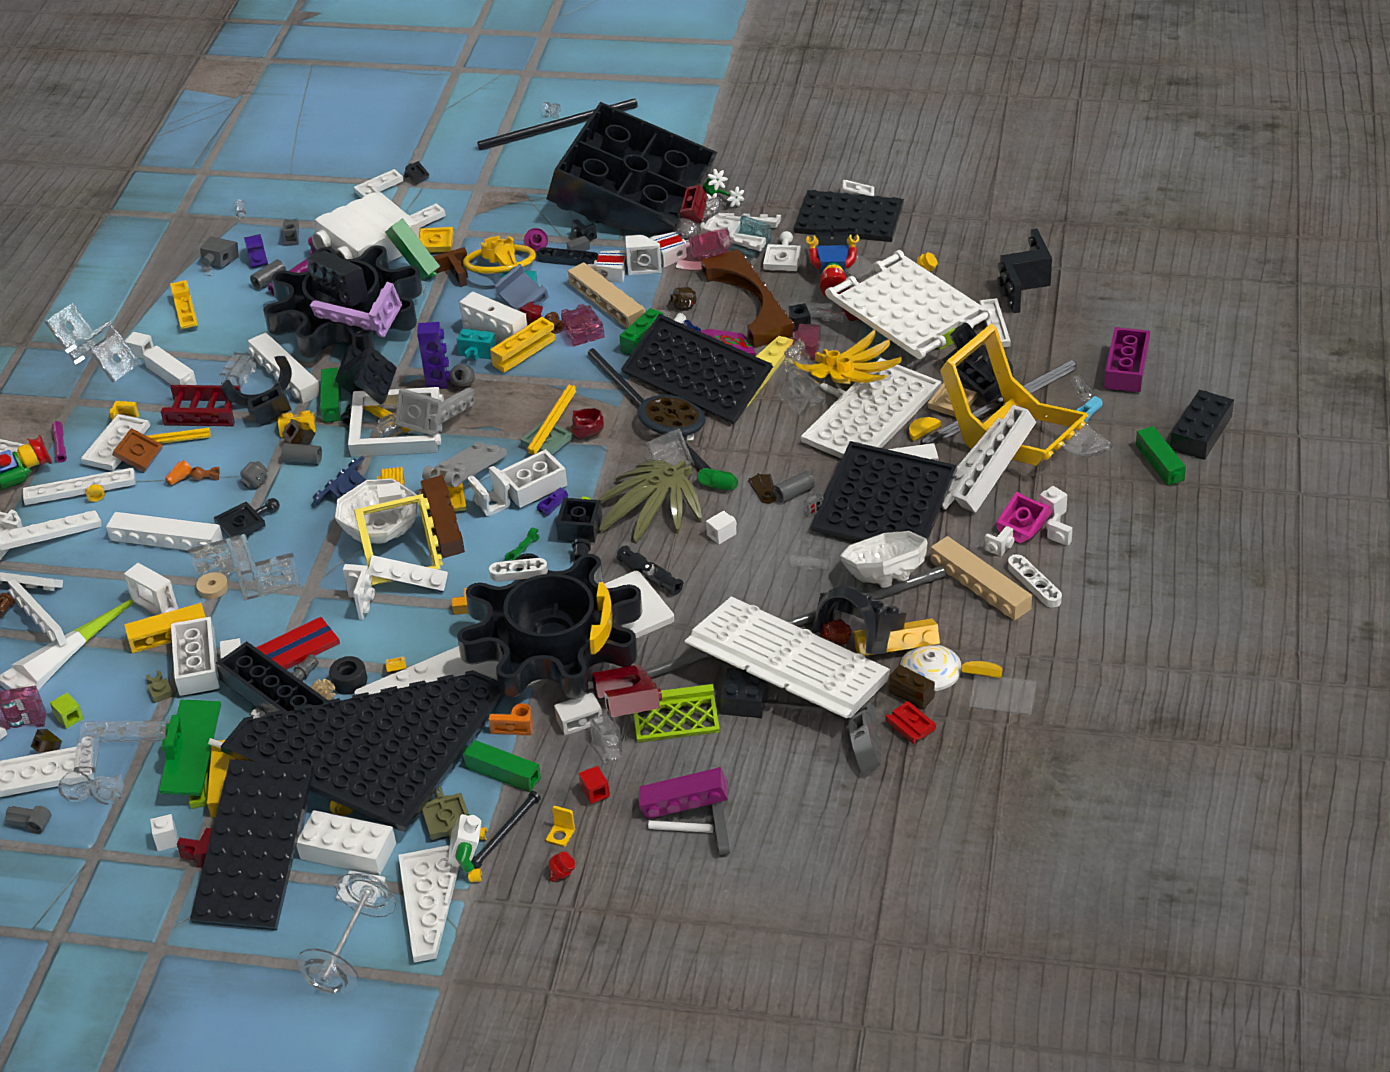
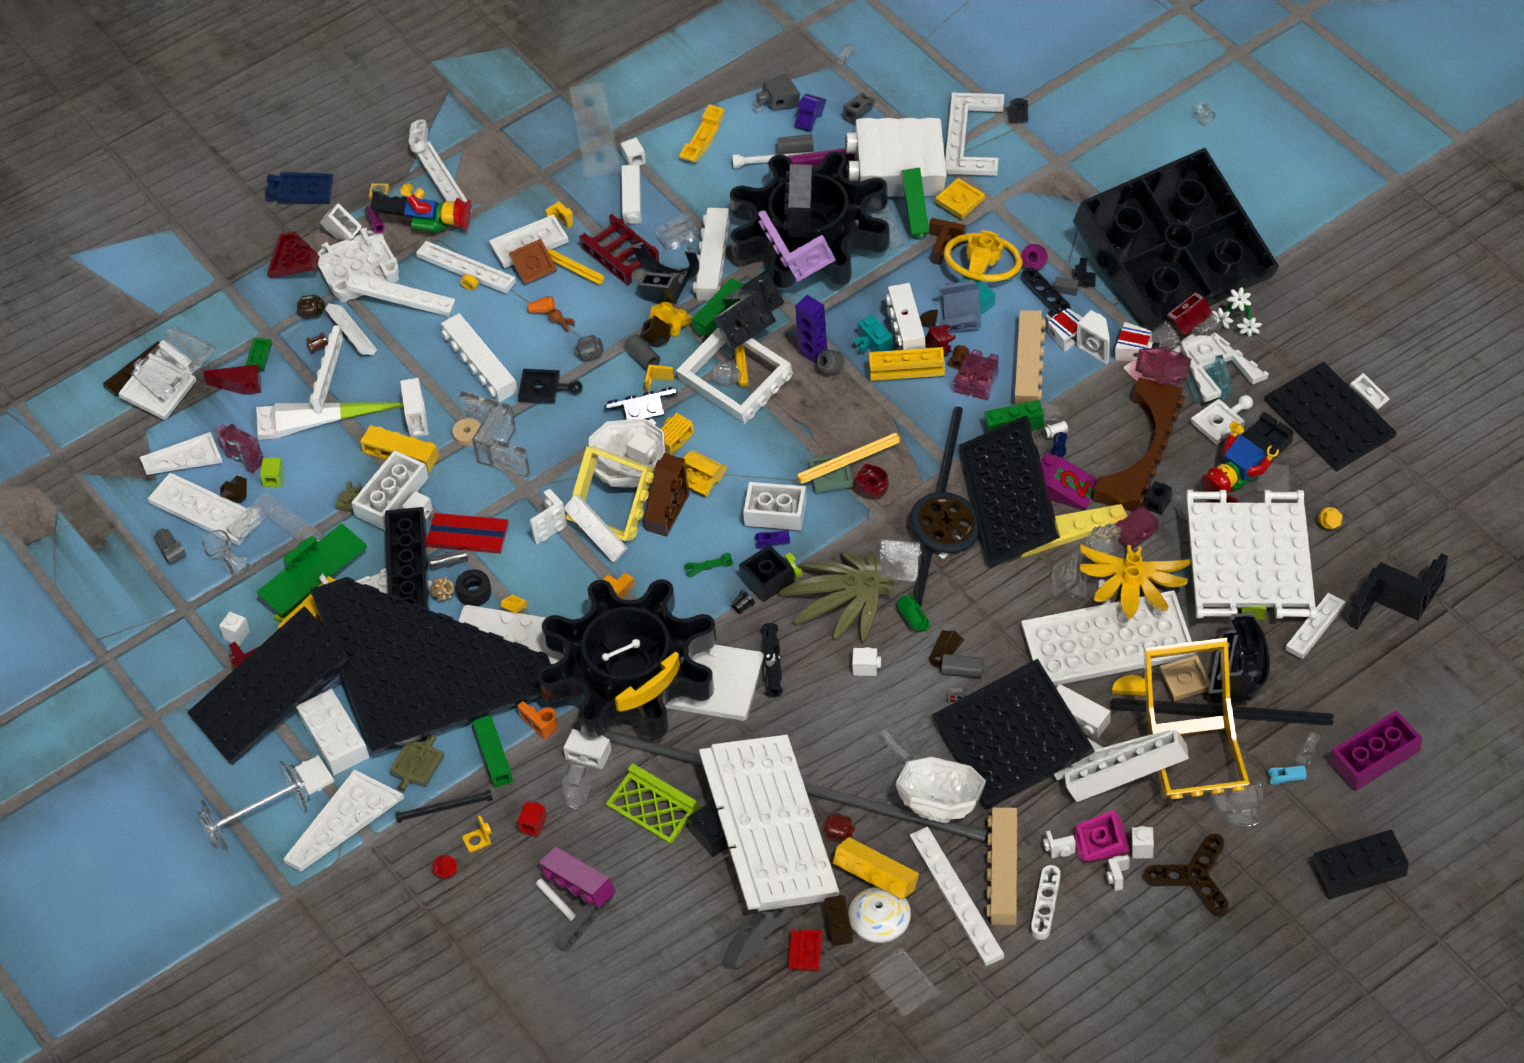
camera: 45 degrees right, 10 degrees up
(60, 450) = (487, 219): magenta piece -> none
(234, 306) = (739, 161): none -> white piece
(332, 458) = (658, 372): none -> yellow bracket
(426, 413) = (748, 389): light grey bracket -> none
(464, 842) = (396, 795): torso -> none
(465, 463) = (738, 454): light grey hinge -> none
(499, 495) = (720, 498): white piece -> none
(526, 573) = (639, 585): white beam -> none
(548, 126) = (1196, 133): black axle -> none
(552, 604) = (635, 643): none -> white hinge
(626, 690) = (622, 774): dark red arch -> none
(683, 298) = (1086, 406): dark brown head -> none
(877, 617) = (862, 813): black piece -> none
(971, 619) = (956, 896): none -> white plate
(982, 668) = (910, 947): yellow tile -> none
(1145, 506) = (1196, 867): none -> dark brown piece
(1160, 455) = (1287, 867): green brick -> none

